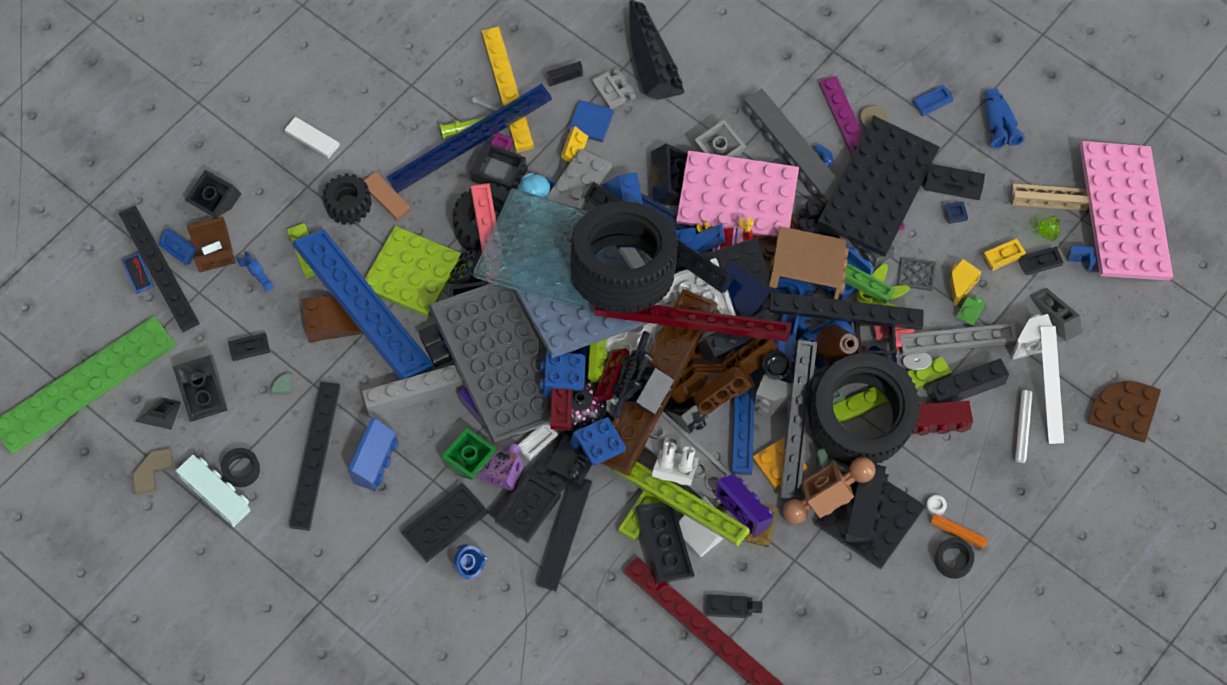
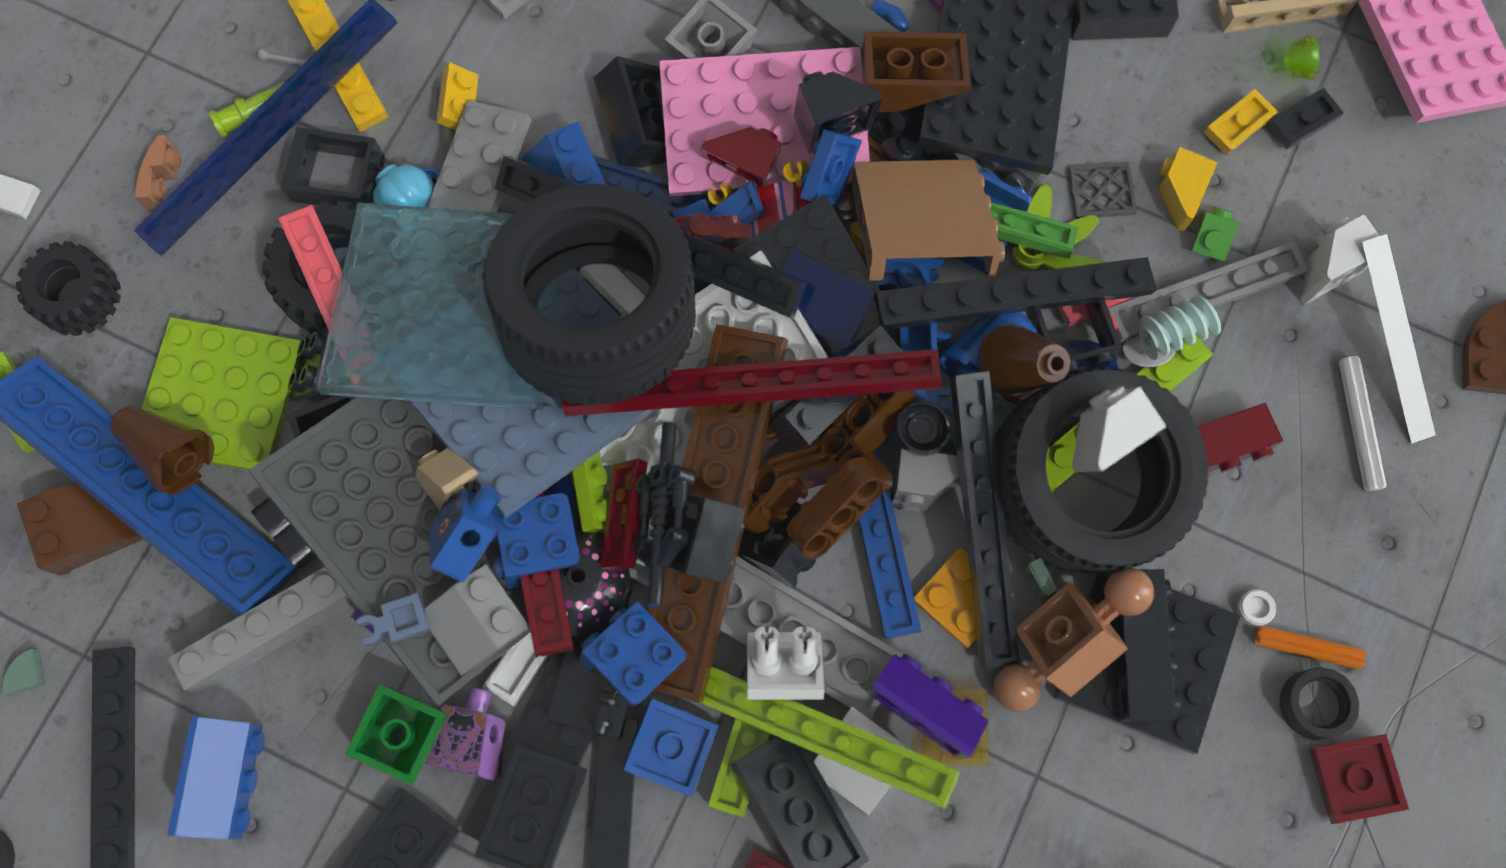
camera: 15 degrees left, 10 degrees up
(381, 288) = (162, 448): none -> reddish brown cone
(387, 196) = (143, 265): nougat tile -> none
(405, 148) = (157, 167): none -> nougat slope
(488, 394) = (400, 620): none -> sand blue plate
(502, 141) = (329, 119): magenta plate -> none
(523, 405) = (474, 620): none -> light grey slope
(525, 333) = (444, 476): none -> tan slope
(530, 357) = (463, 531): none -> blue torso
(592, 120) = (478, 44): blue tile -> none
(606, 496) = (670, 747): none -> blue plate
(697, 243) = (721, 227): none -> clear red plate
(721, 208) = (745, 153): none -> dark red slope
(765, 225) = (830, 167): none -> blue plate
(773, 196) = (834, 105): none -> black slope
(823, 184) = (914, 67): none -> reddish brown slope
(870, 379) = (1113, 428): none -> white slope
(933, 350) = (1178, 324): none -> light aqua piece
(956, 212) = (1139, 66): dark blue plate -> none
(964, 599) = (1358, 779): none -> dark red plate
(969, 383) = (1250, 369): black brick -> none
(1060, 314) = (1353, 197): dark grey slope -> none
(1082, 254) = (1374, 91): blue bracket -> none

